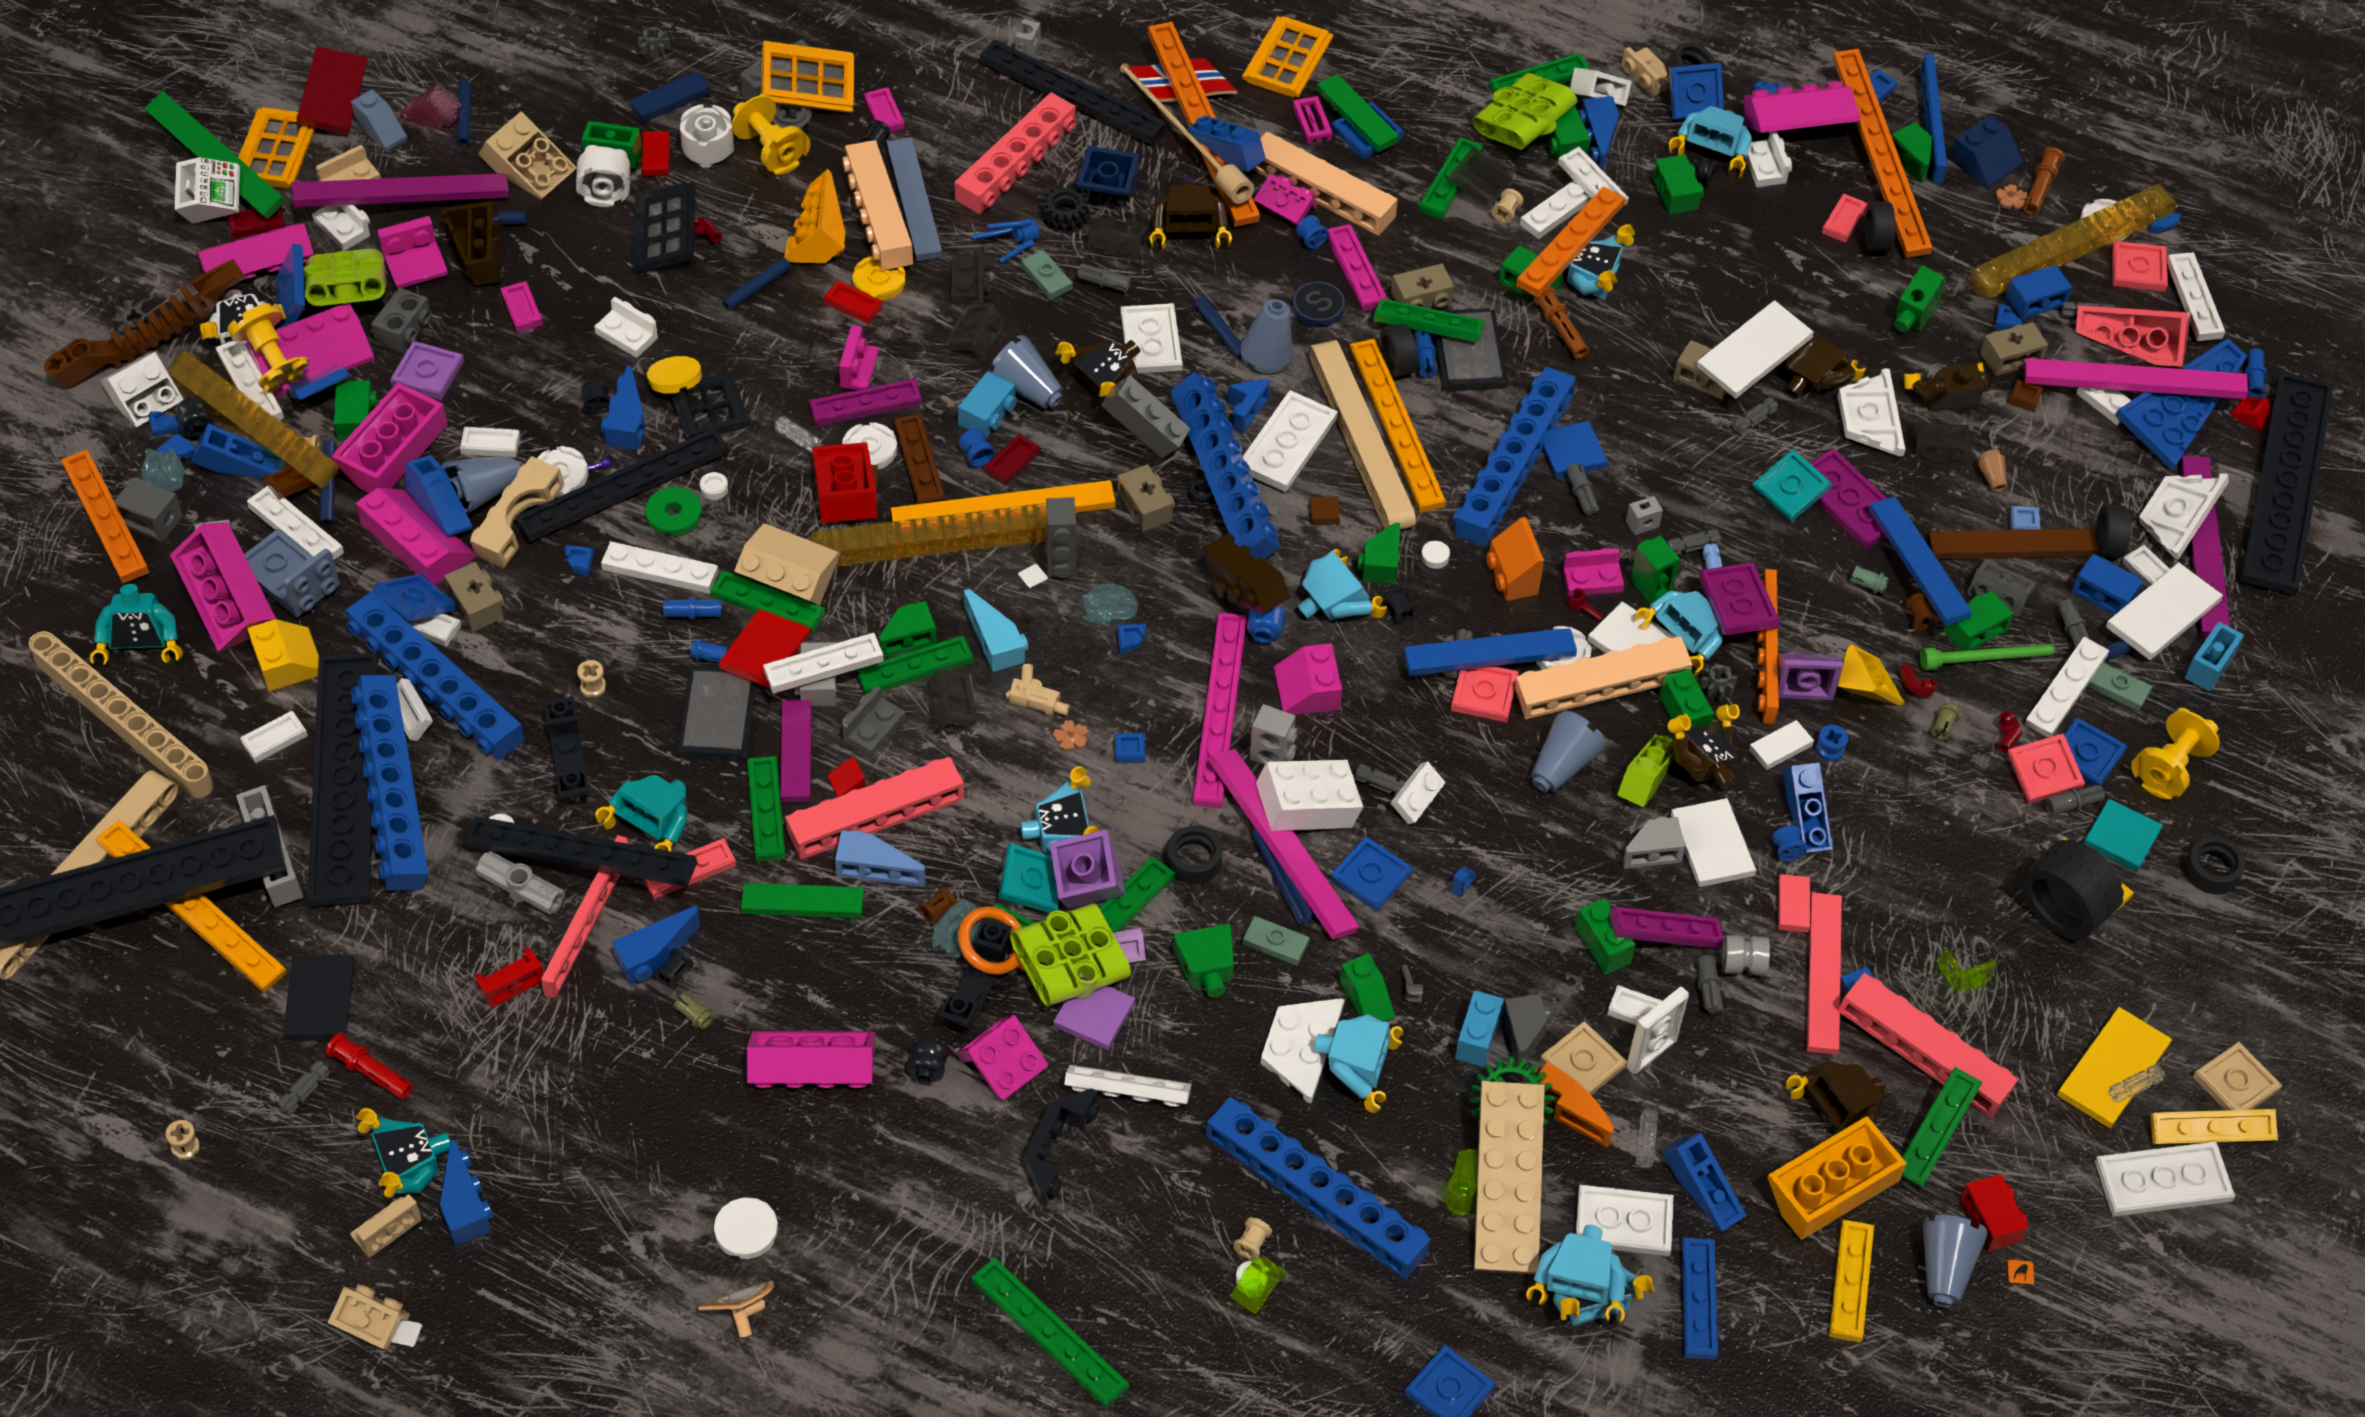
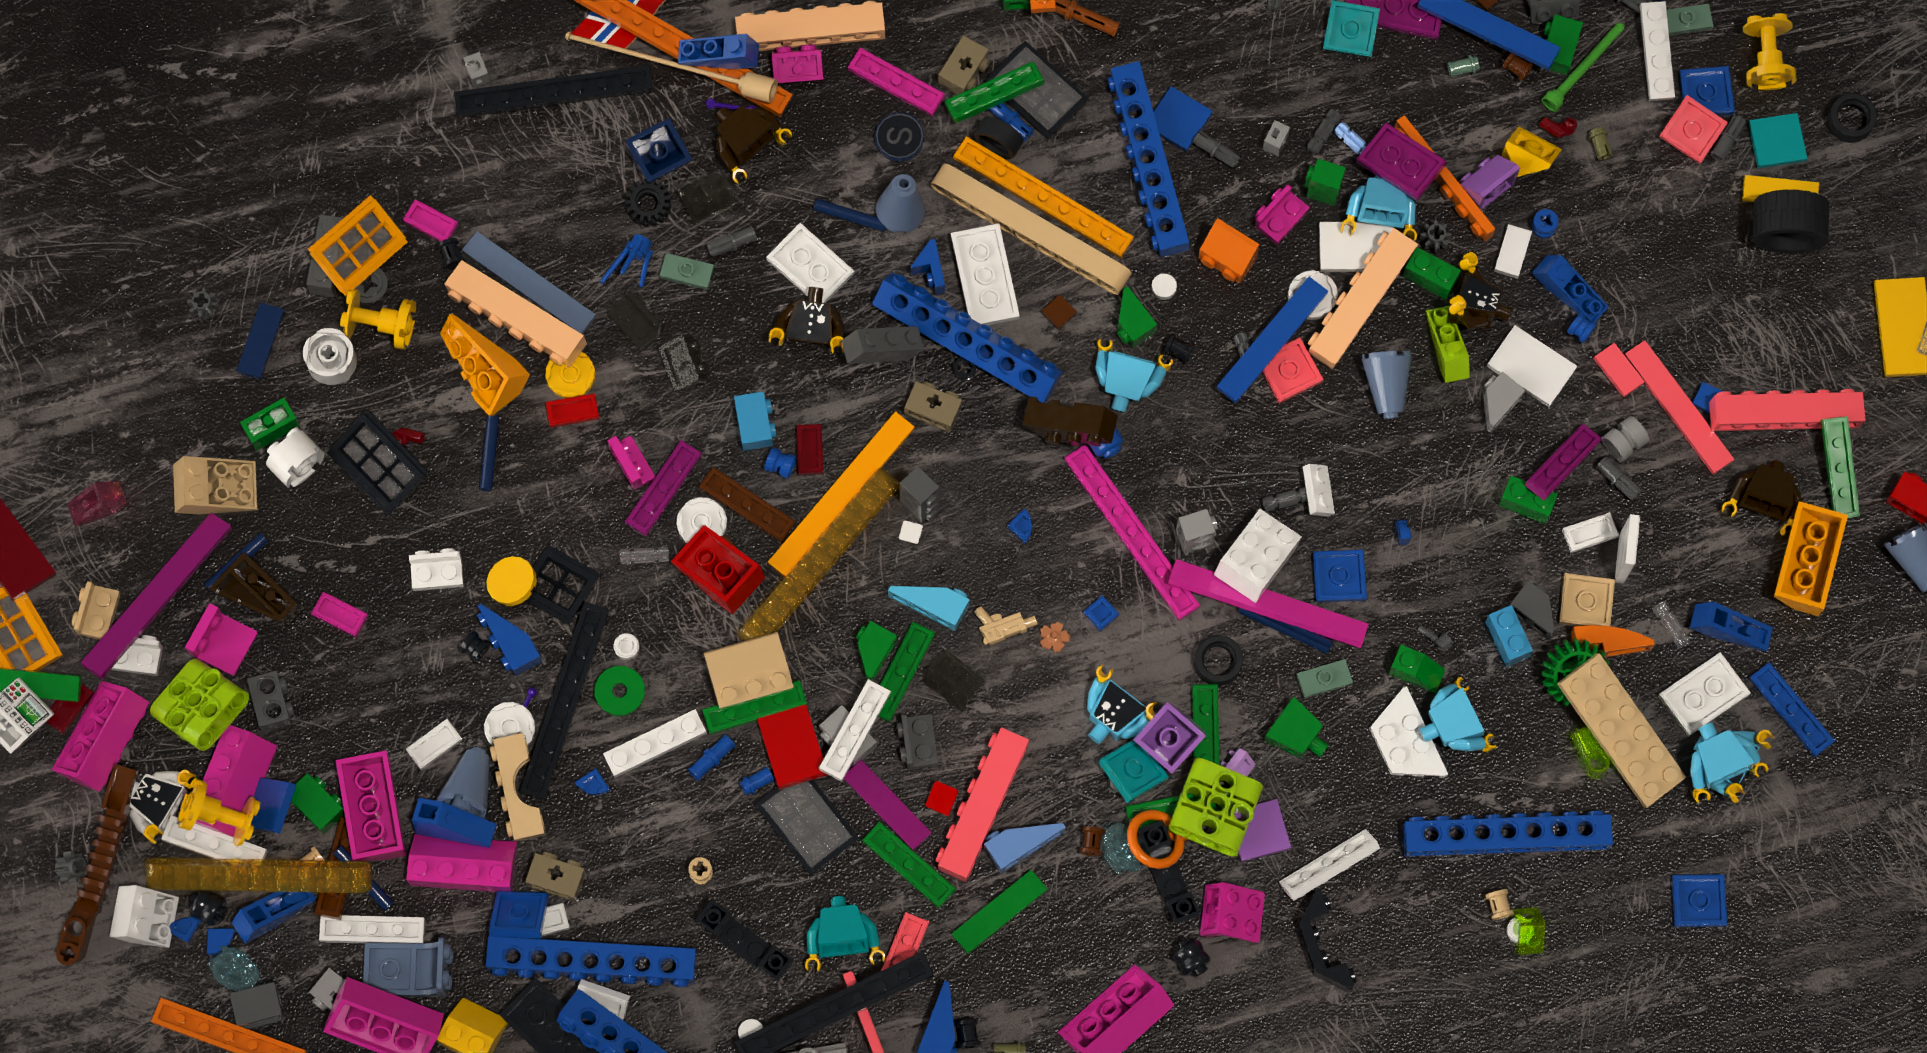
camera: 40 degrees left, 20 degrees up
(291, 286) = (168, 746): blue tile -> none
(377, 120) = (70, 546): sand blue slope -> none
(427, 369) = (327, 724): medium lavender tile -> none
(464, 114) = (128, 489): dark blue piece -> none
(656, 153) = (302, 400): red tile -> none
(1015, 153) = (561, 122): coral brick -> none
(1028, 371) = (759, 373): sand blue cone -> none
(1109, 603) = (985, 513): clear light blue hat -> none
(1309, 680) = (1173, 463): dark pink slope -> none
(1312, 232) = (841, 78): blue wheel -> none
(1580, 604) = (1295, 245): dark red hand -> none
(1851, 1281) = (1869, 619): yellow tile -> none
(1970, 978) = (1764, 343): clear neon green bracket -> none
(2010, 729) = (1647, 116): dark red arm -> none

